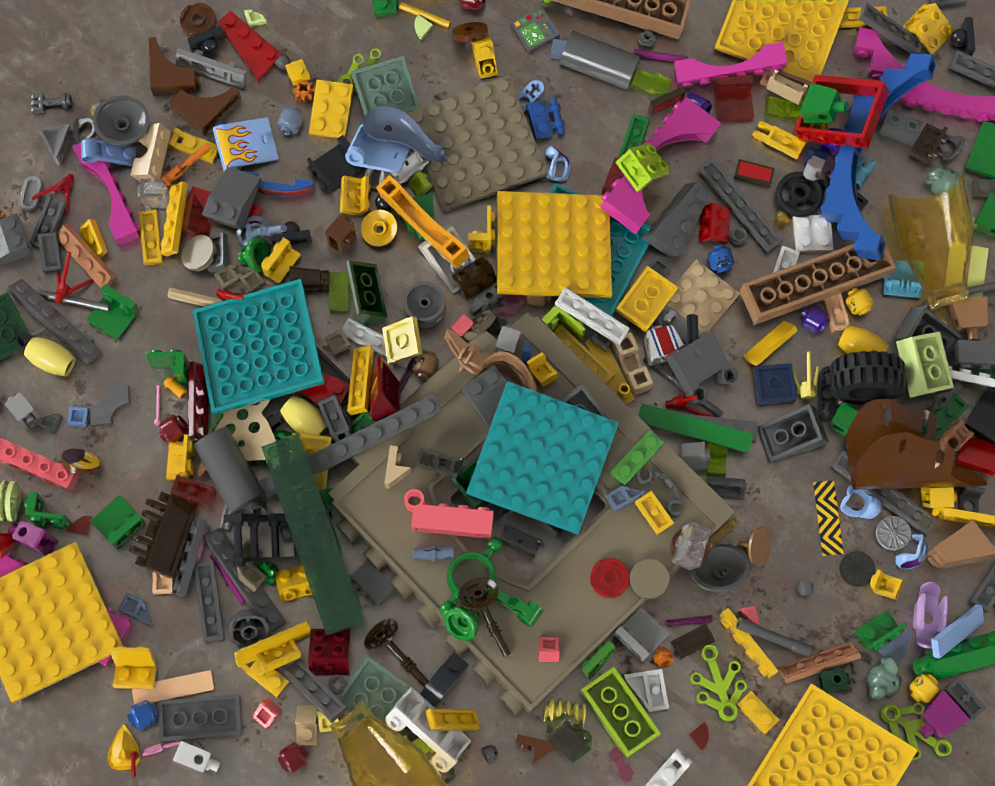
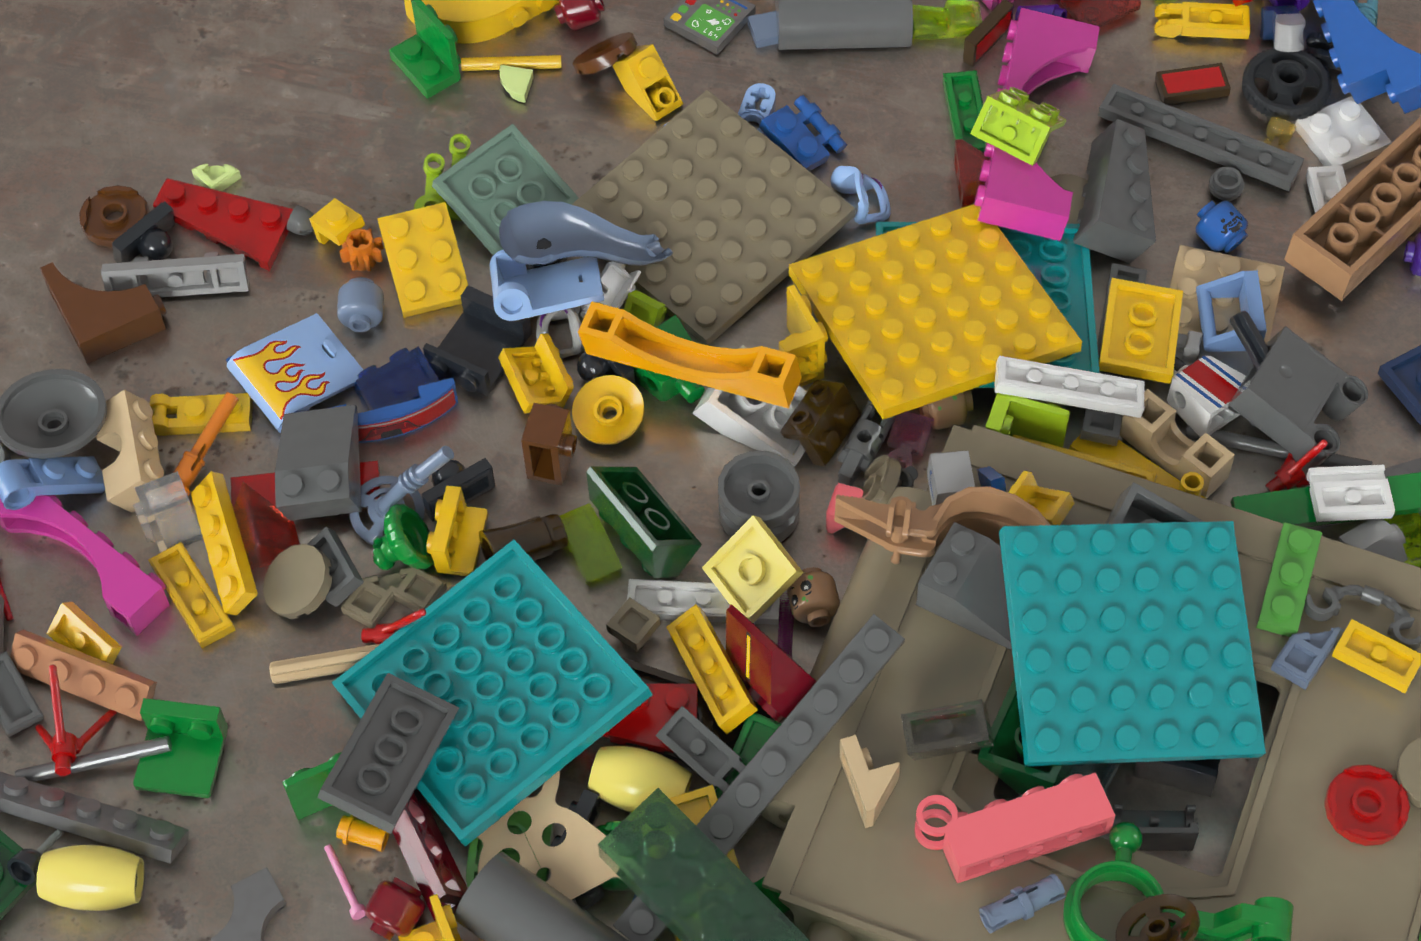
camera: 20 degrees left, 15 degrees down
(195, 360) = (388, 753): none -> dark grey plate
(203, 112) = (192, 351): reddish brown arch -> none
(288, 170) = (396, 380): none -> clear blue bracket
(695, 426) = (1350, 493): none -> white plate
(710, 298) = (1240, 285): none -> medium blue tile
(715, 223) = (1177, 180): red bracket -> none
(770, 343) = (1383, 321): yellow tile -> none

